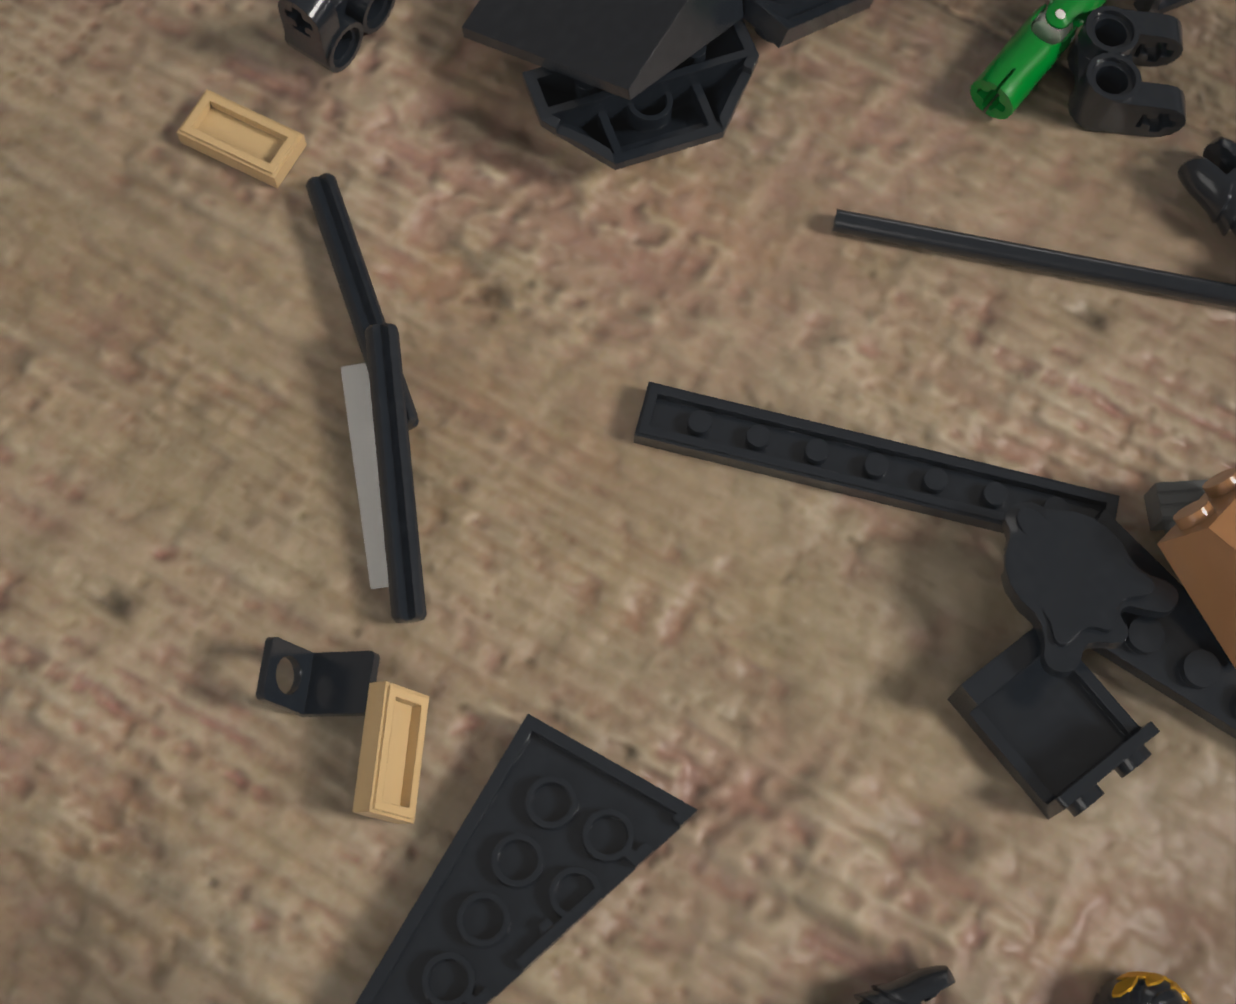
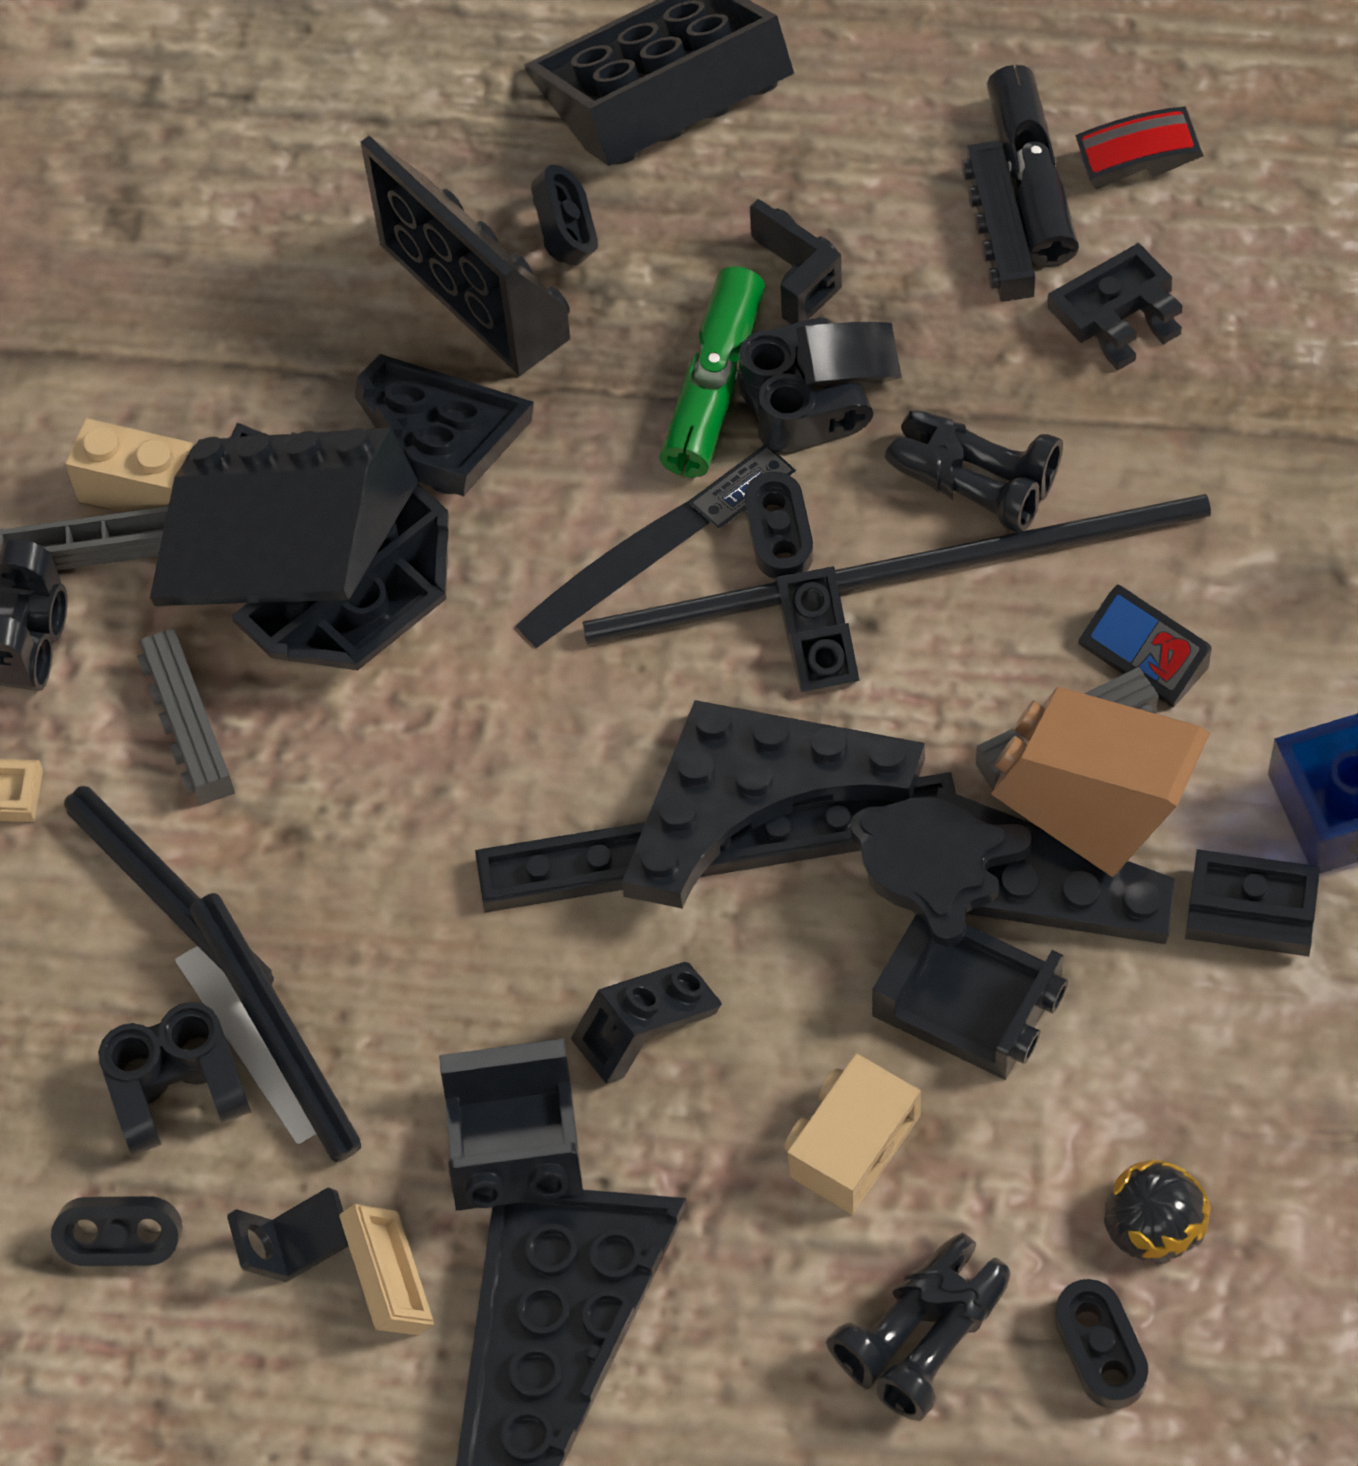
camera: 15 degrees left, 10 degrees down
(171, 607) = (120, 1234): none -> black plate
(283, 464) = (166, 1065): none -> black piece
(447, 149) = (184, 717): none -> dark grey piece
(564, 667) = (510, 1125): none -> black panel
(733, 605) = (638, 1008): none -> black bracket
(883, 813) = (852, 1132): none -> tan brick
(884, 174) = (610, 572): none -> black sticker
(924, 415) = (747, 770): none -> black plate
(1033, 144) = (726, 496): none -> sticker
(1049, 305) = (817, 629): none -> black slope
(1051, 198) = (781, 529): none -> black plate
(1186, 58) = (848, 353): none -> black slope

